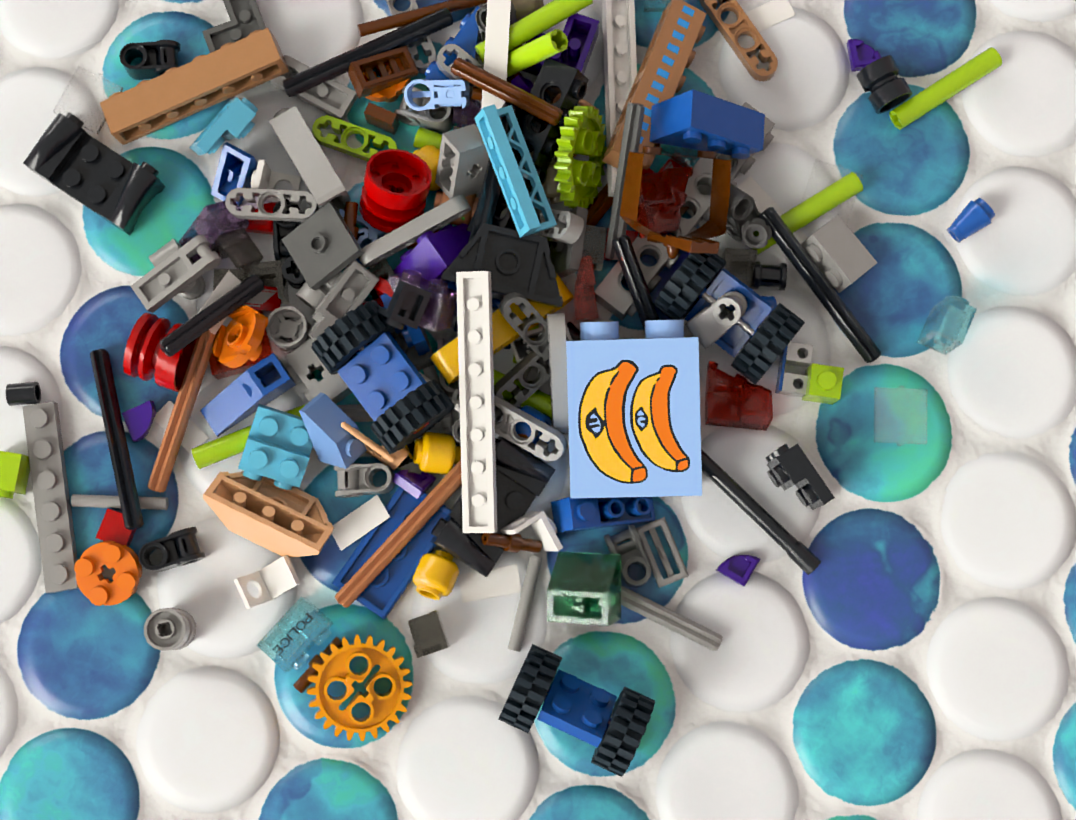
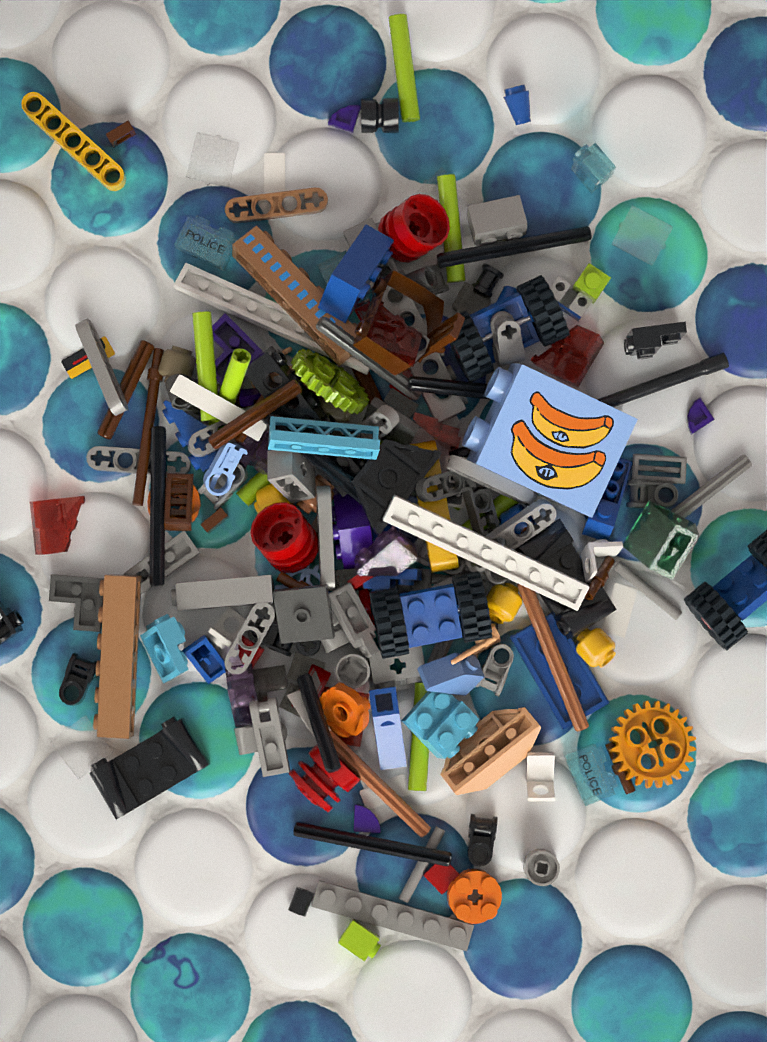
camera: 65 degrees left, 5 degrees up
(331, 140) = (210, 548): lime beam -> none
(359, 522) = (526, 686): white sticker -> none
(406, 306) = (390, 570): black bracket -> none
(414, 483) = (517, 630): dark purple tile -> none
(428, 634) = (637, 674): clear smoke panel -> none
(756, 241) = (458, 279): dark grey plate -> none
(787, 169) = (415, 227): none -> red wheel

